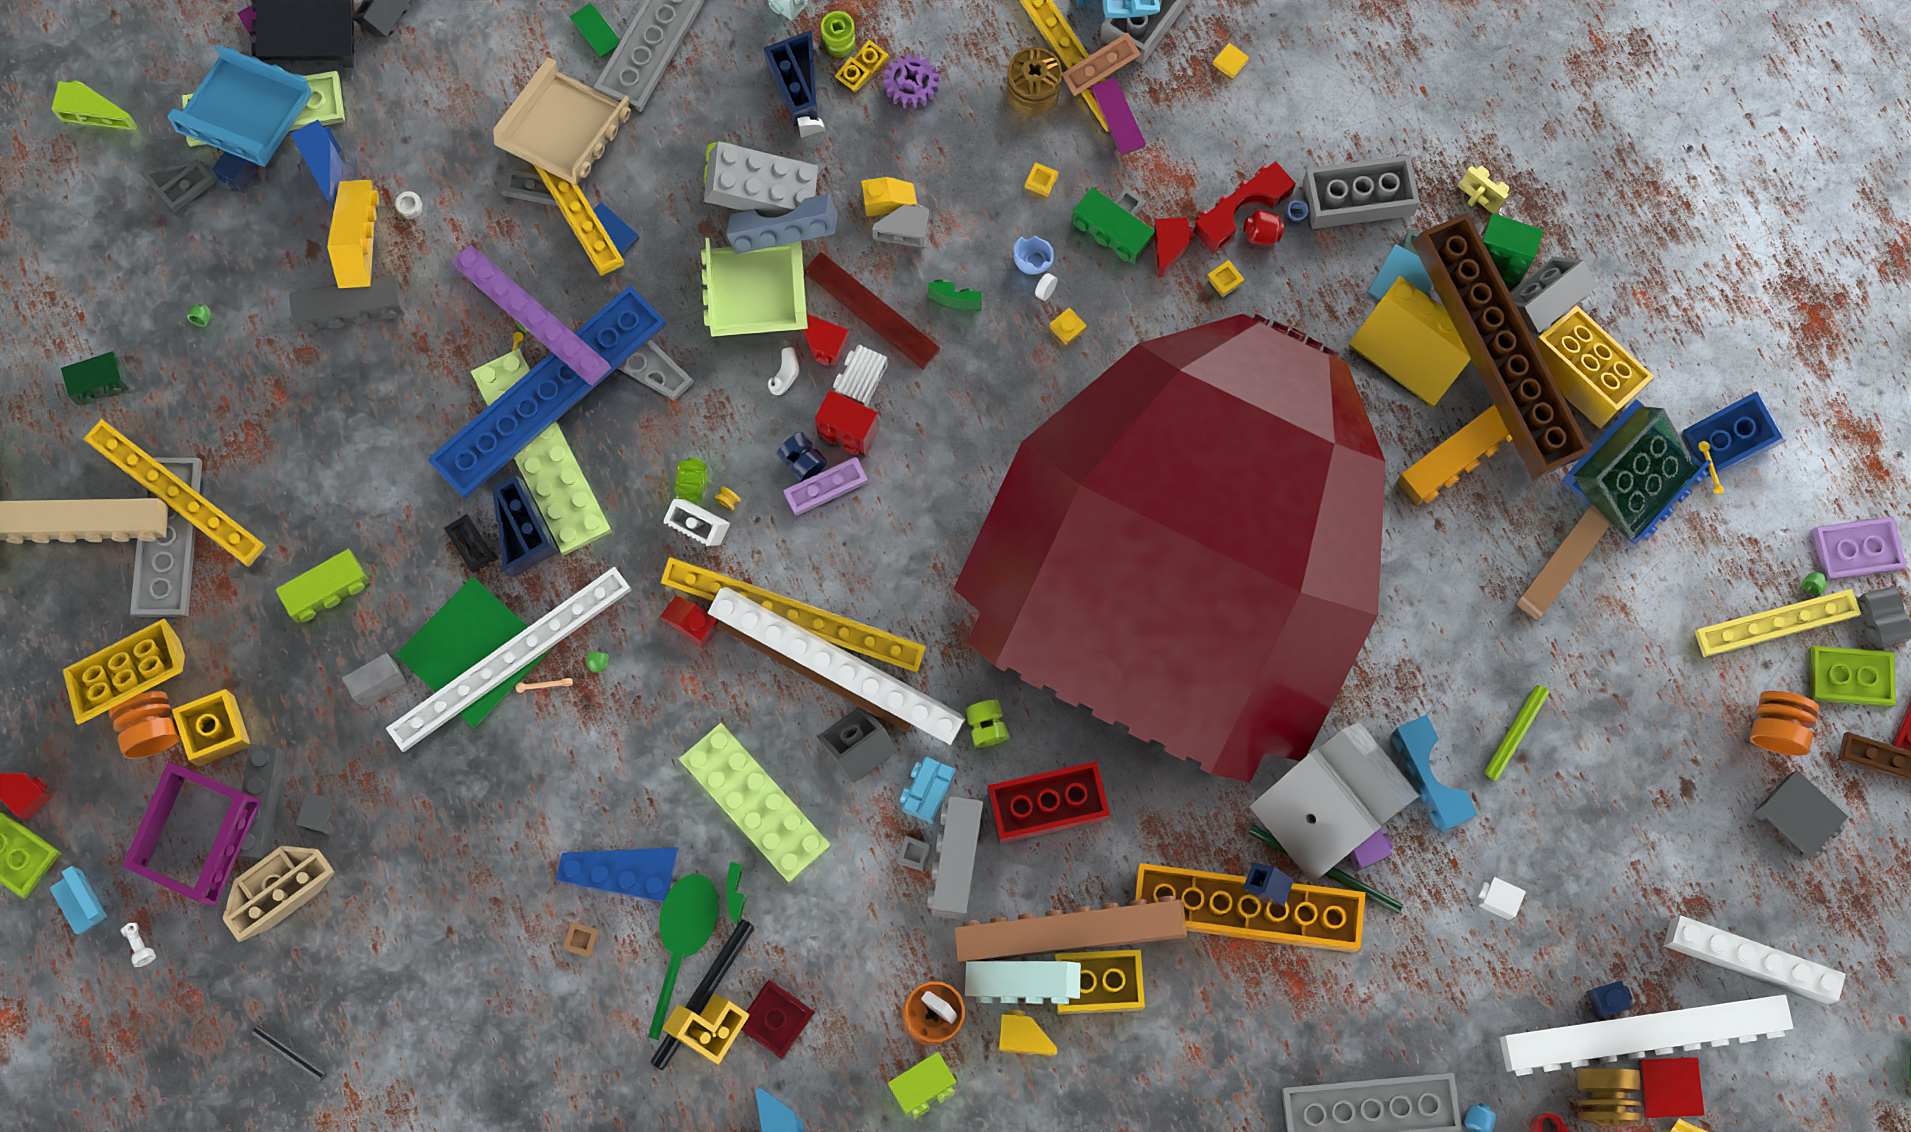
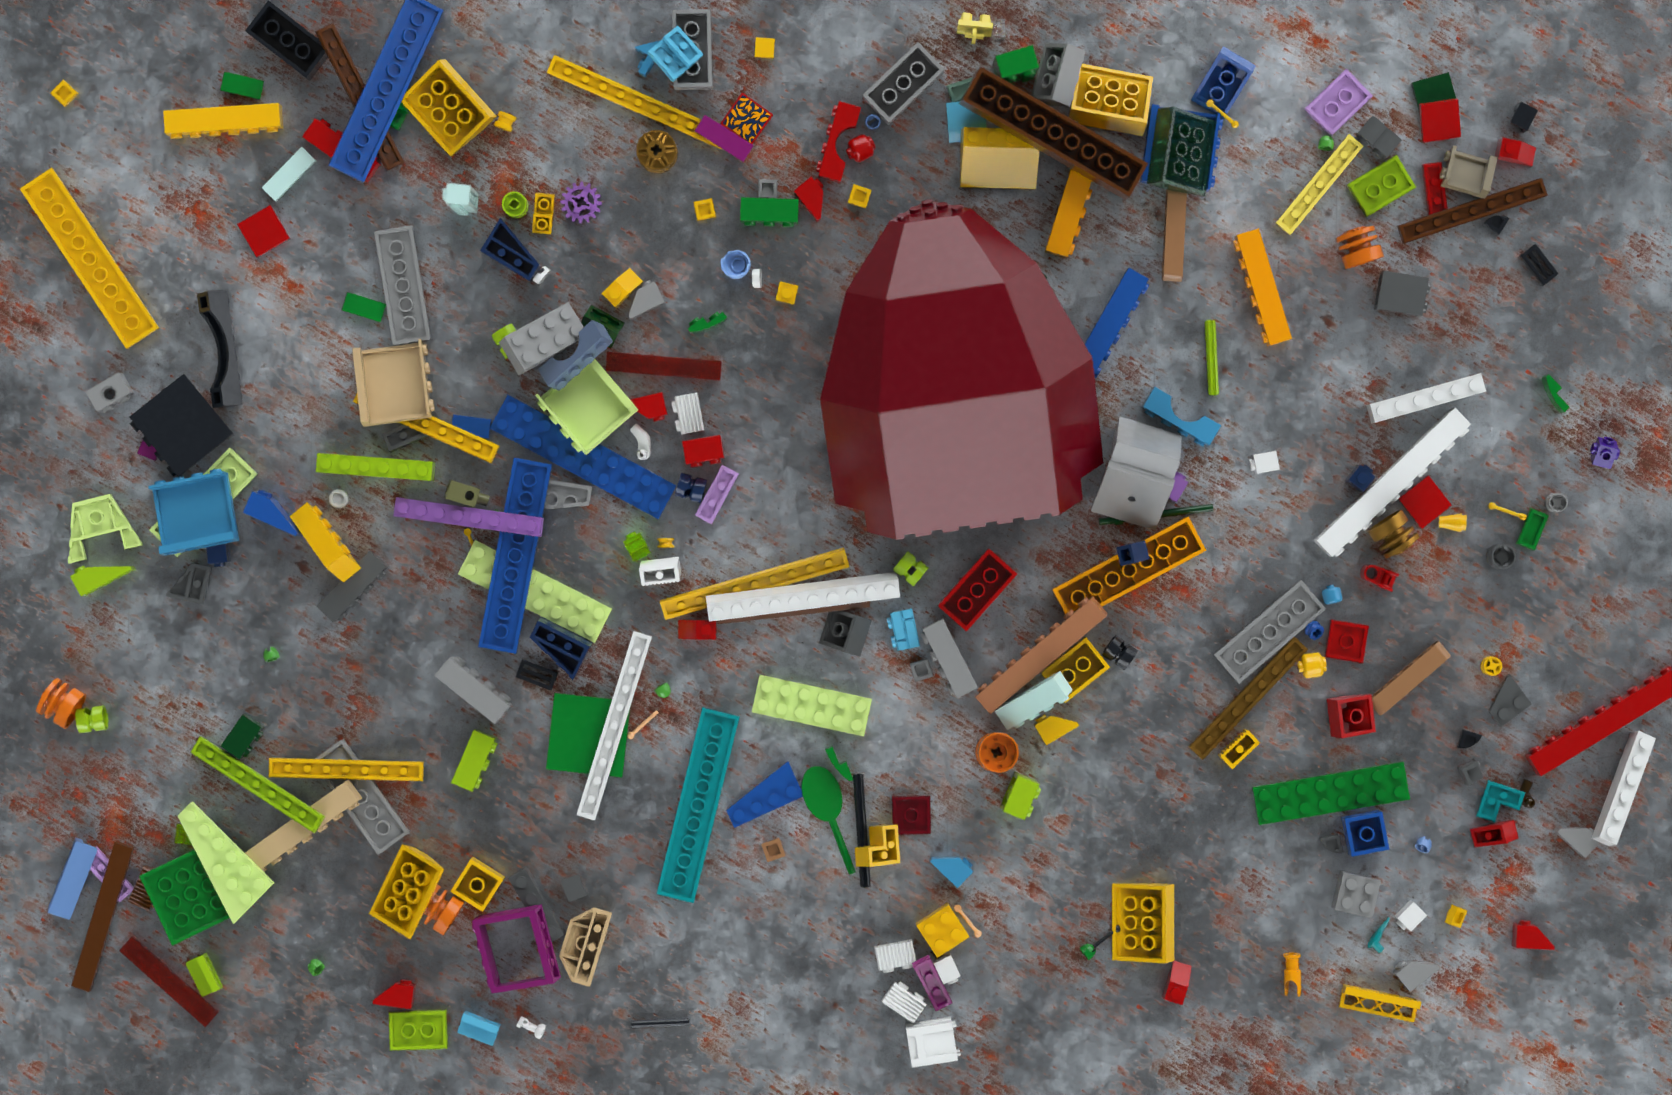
camera: 35 degrees left, 15 degrees up
(65, 439) = (257, 784): none -> lime tile
(138, 48) = (96, 518): none -> yellowish green wing
(375, 681) = (549, 793): flat silver piece -> none
(385, 504) = (473, 689): none -> light grey brick
(474, 196) = (375, 467): none -> lime brick
(533, 823) = (698, 805): none -> teal plate
(540, 281) = (456, 492): none -> olive torso
(713, 360) = (598, 467): none -> blue plate
(846, 226) = (610, 323): none -> dark green panel
(939, 1006) = (999, 748): white tile -> none
(1100, 64) = (691, 114): nougat plate -> none
(1159, 118) = (746, 118): none -> tile
(1168, 1001) = (1119, 652): none -> black wheel
(1431, 605) = (1115, 316): none -> blue brick
(1632, 693) = (1262, 287): none -> light orange brick

